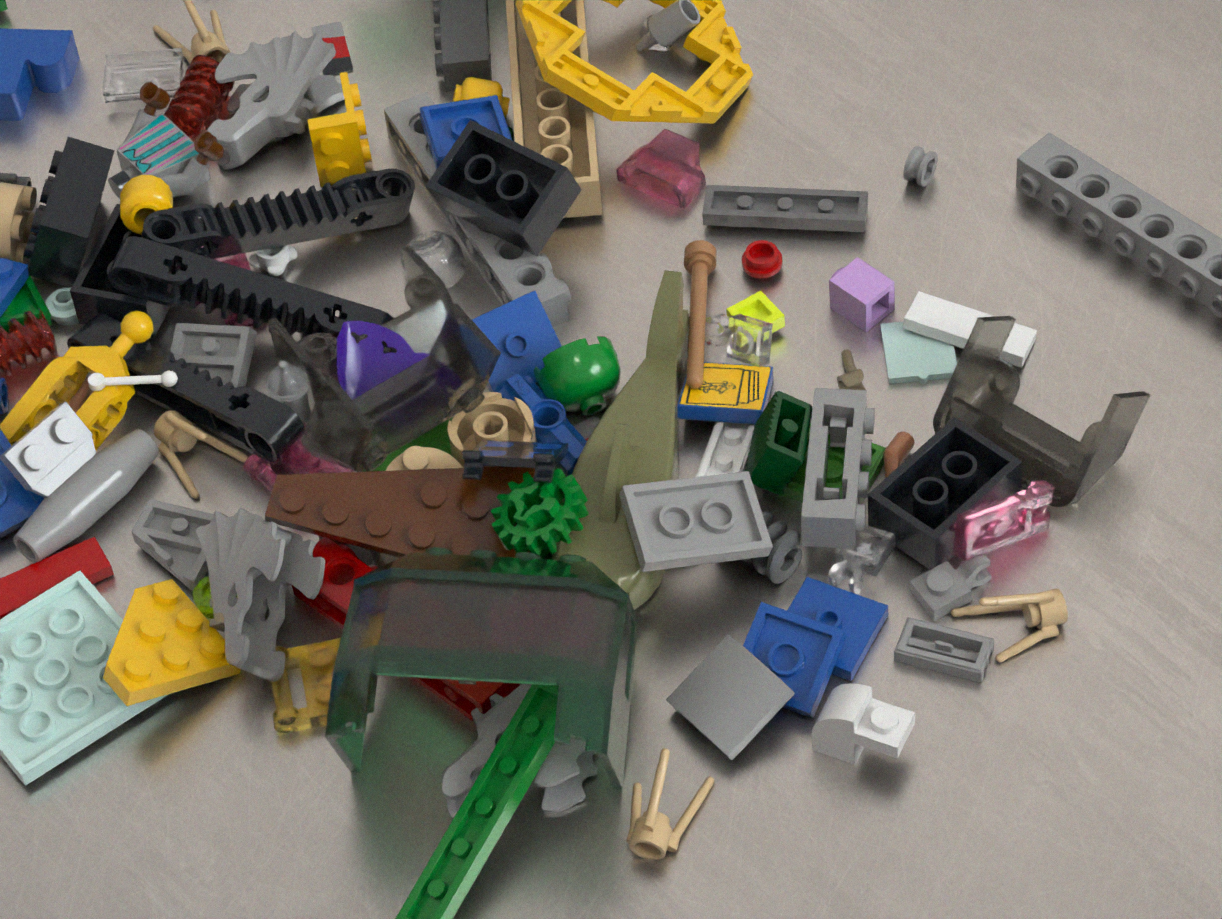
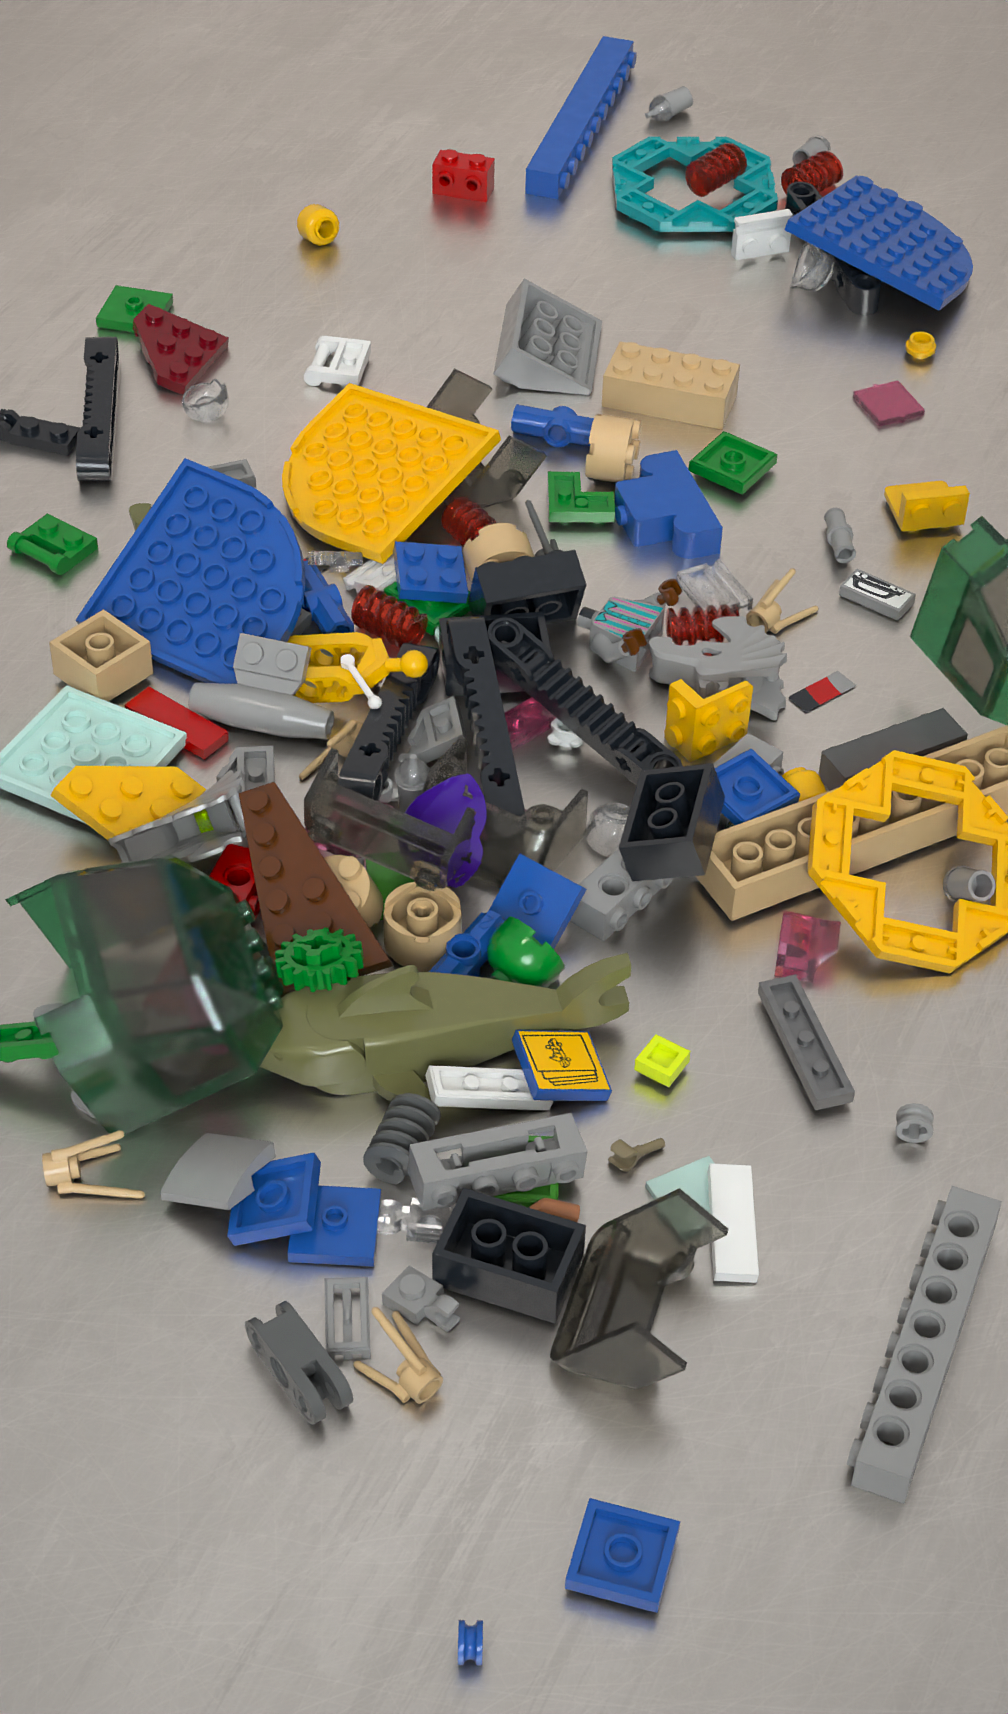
camera: 60 degrees right, 5 degrees down
(142, 197) = (539, 617): yellow head -> none
(536, 455) = (367, 922): black flag -> none
(695, 521) = (362, 1068): light grey plate -> none
(699, 261) = (706, 1000): medium nougat piece -> none
(745, 338) = (625, 1055): clear plate -> none
(762, 259) = (735, 1044): red plate -> none
(779, 442) = (500, 1106): dark green brick -> none
(858, 721) = (218, 1271): white brick -> none
(861, 294) = (727, 1126): lavender brick -> none
(989, 695) = (299, 1363): none -> dark grey piece
(1003, 521) = (495, 1309): clear pink plate -> none

